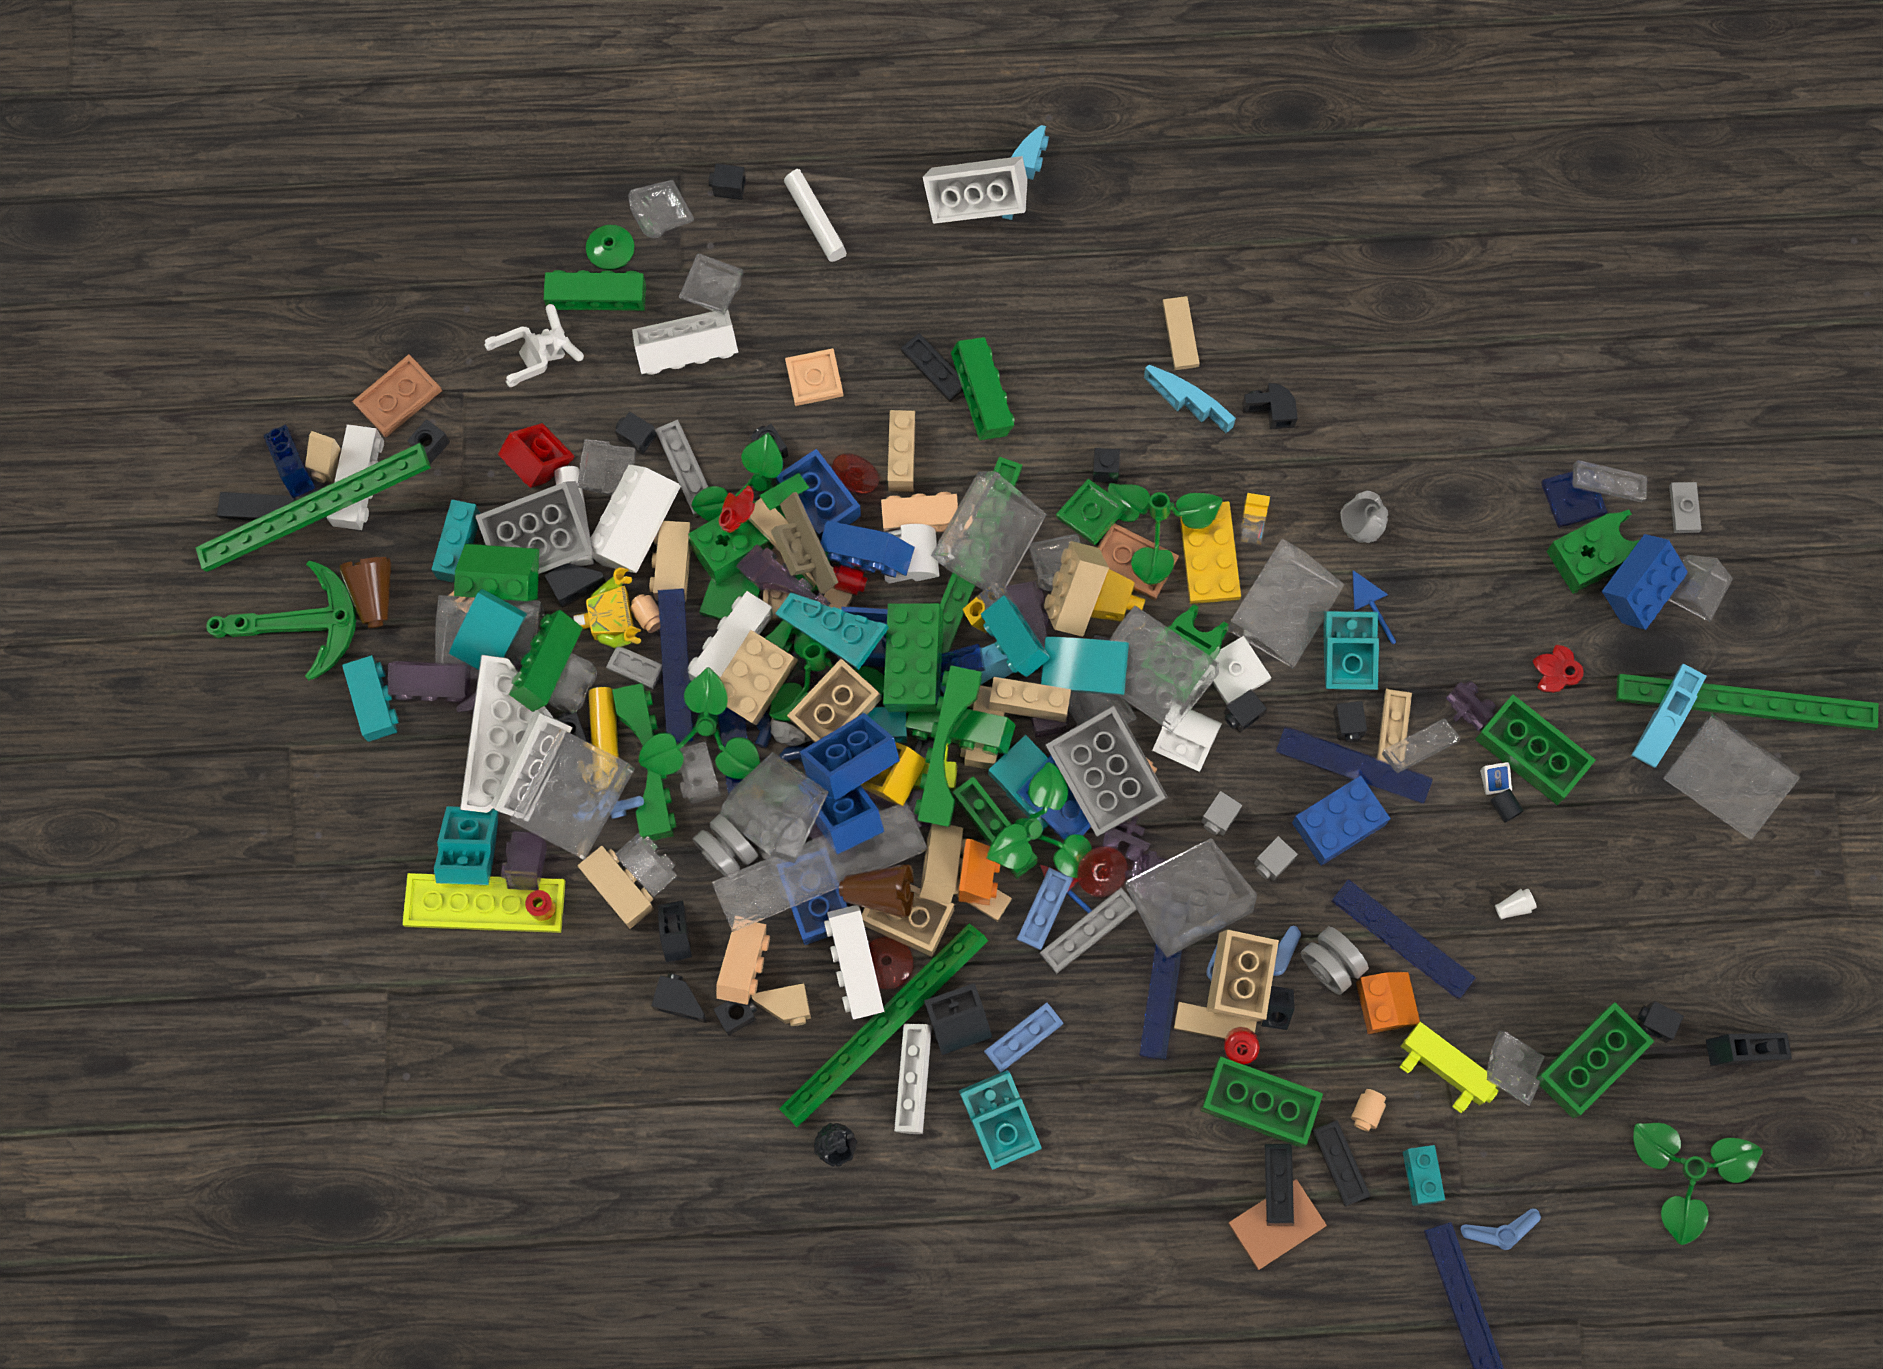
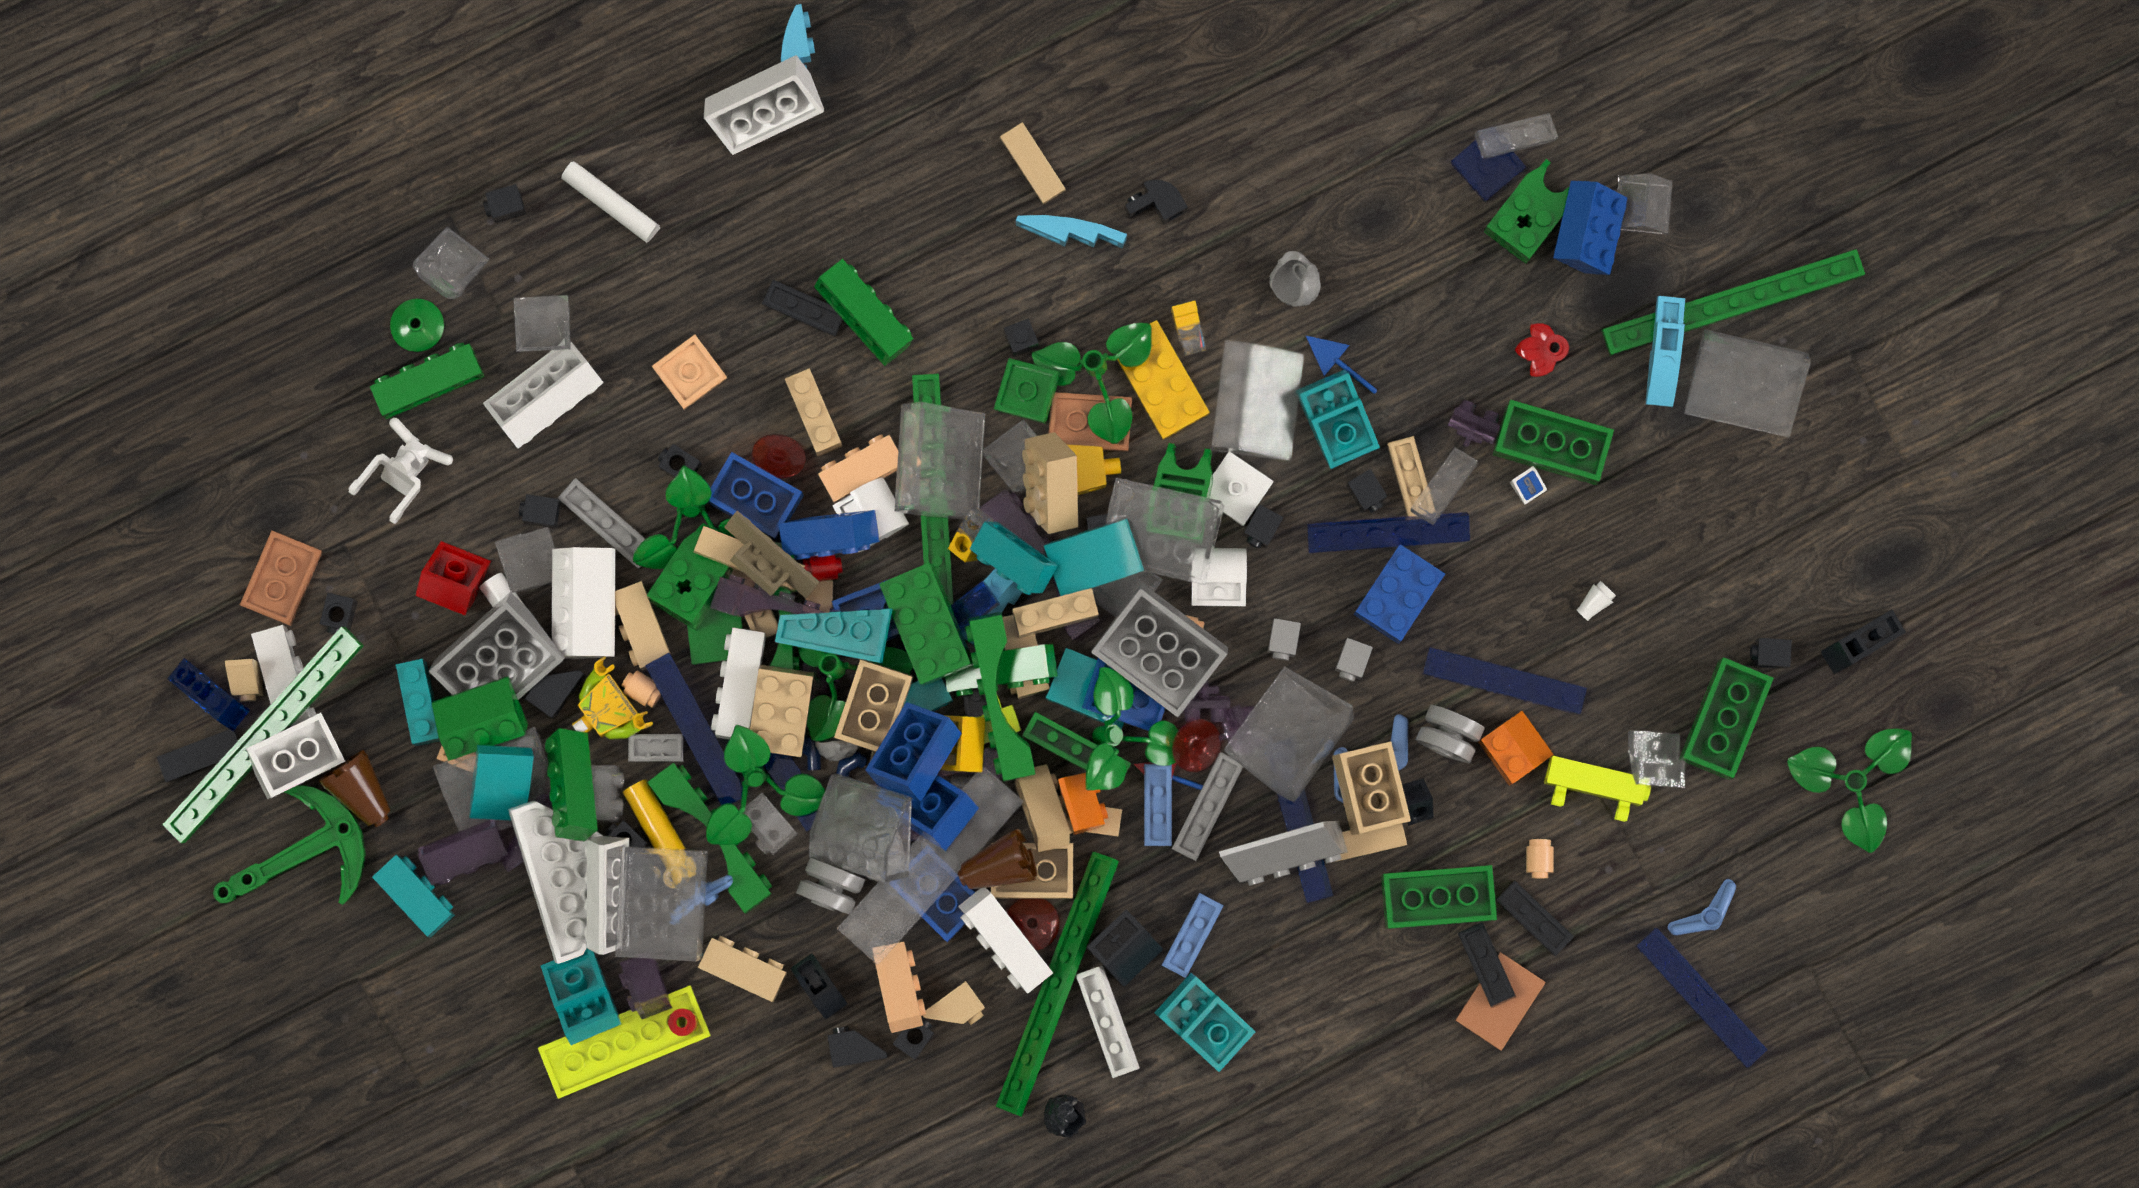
camera: 30 degrees left, 10 degrees up
(329, 535) = (294, 755): none -> white slope
(646, 864) = (763, 936): clear brick -> none
(736, 510) = (685, 552): red plate -> none
(777, 494) = (721, 511): green sticker -> none
(1140, 995) = (1286, 851): none -> light grey slope
(1238, 1037) = (1398, 853): red head -> none
(1423, 1175) = (1614, 896): teal brick -> none
(1507, 805) = (1548, 508): black beam -> none
(1685, 507) = (1599, 127): light grey plate -> none

